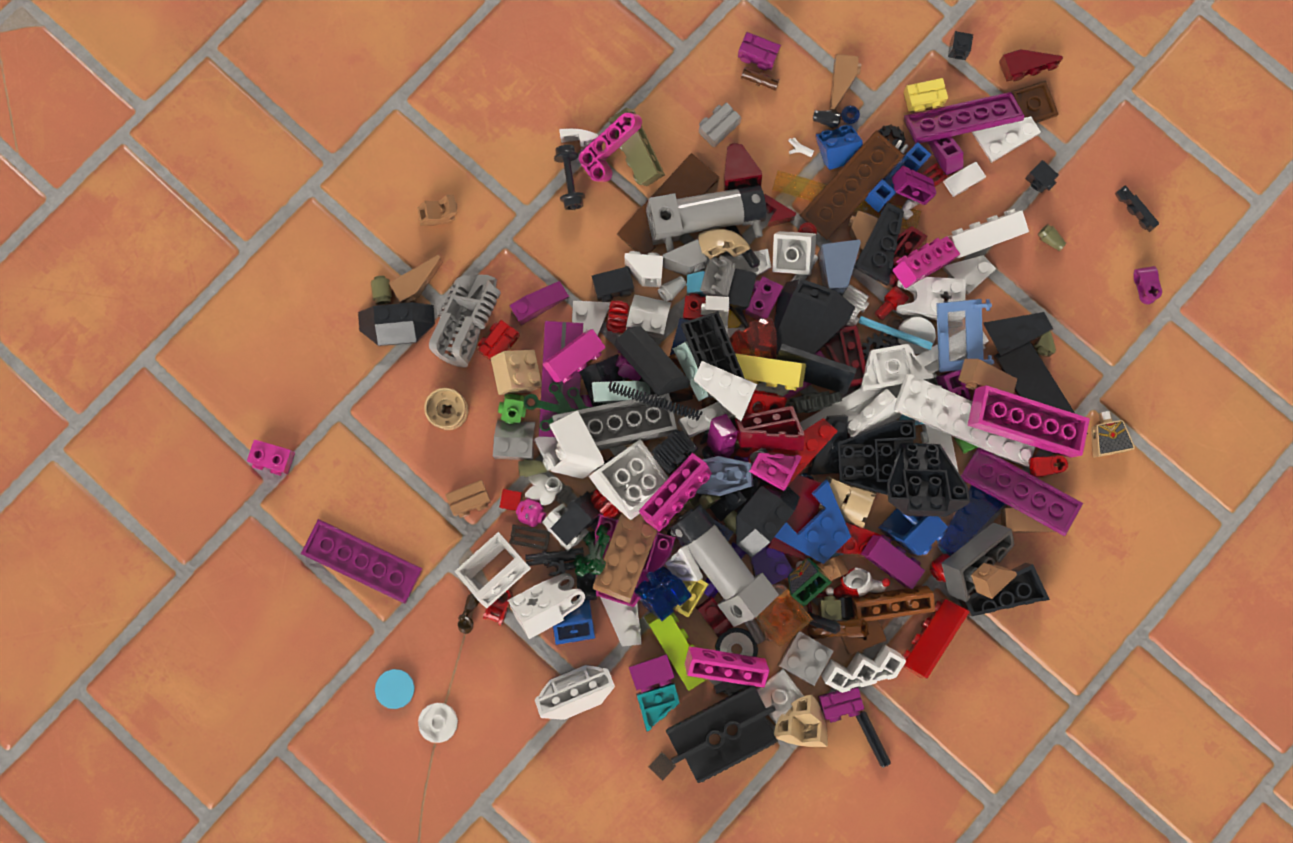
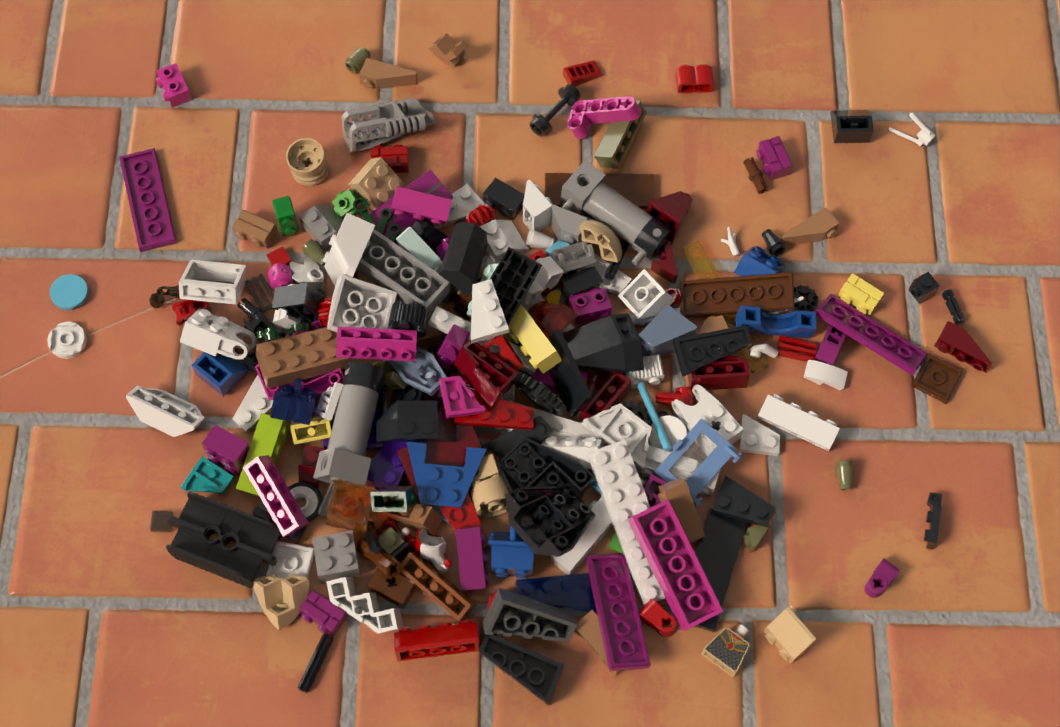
camera: 50 degrees right, 15 degrees down
(396, 323) = (344, 87): black wedge -> none
(482, 466) = (285, 216): none -> green brick
(538, 302) = (443, 162): magenta slope -> none
(548, 140) = (569, 71): none -> red slope
(585, 137) = (588, 89): white slope -> none
(635, 47) = (694, 79): none -> red brick
(653, 402) = (418, 250): black piece -> none
(719, 124) = (693, 175): light grey brick -> none
(853, 110) = (792, 252): clear blue plate -> none
(913, 185) = (779, 335): magenta brick -> none
(925, 261) = (727, 387): dark pink brick -> none
(990, 38) = (953, 306): none -> black axle
(991, 579) = (520, 637): medium nougat slope -> none
(1005, 138) = (889, 378): white wing -> none
(1042, 177) = (884, 428): black brick -> none
(1138, 387) = (789, 635): none -> tan slope

